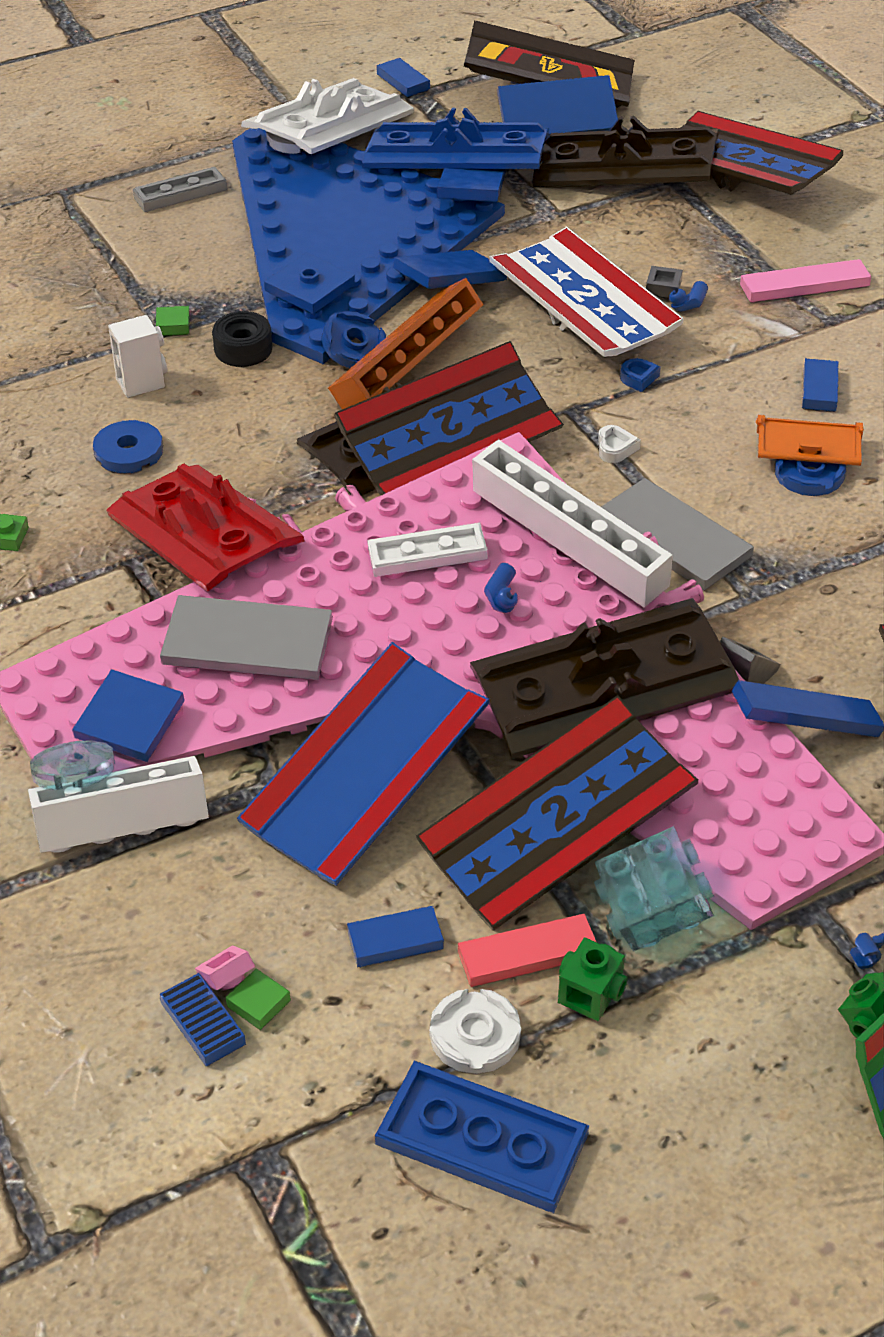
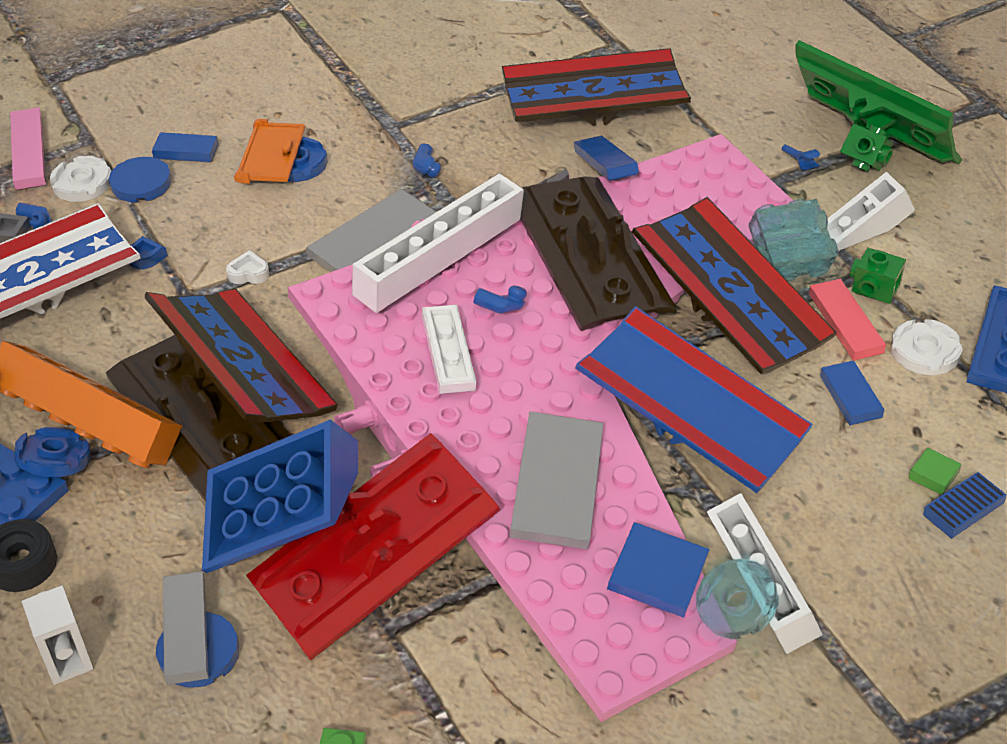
camera: 90 degrees left, 0 degrees up
(141, 429) = (185, 628): none -> light grey tile
(226, 968) = (918, 486): bright pink plate -> none
(249, 453) = (277, 494): none -> blue slope
(728, 991) = (870, 212): none -> white slope
(758, 321) = (81, 179): none -> white tile
(759, 358) = (140, 179): none -> blue tile
(814, 565) = (424, 162): none -> blue arm

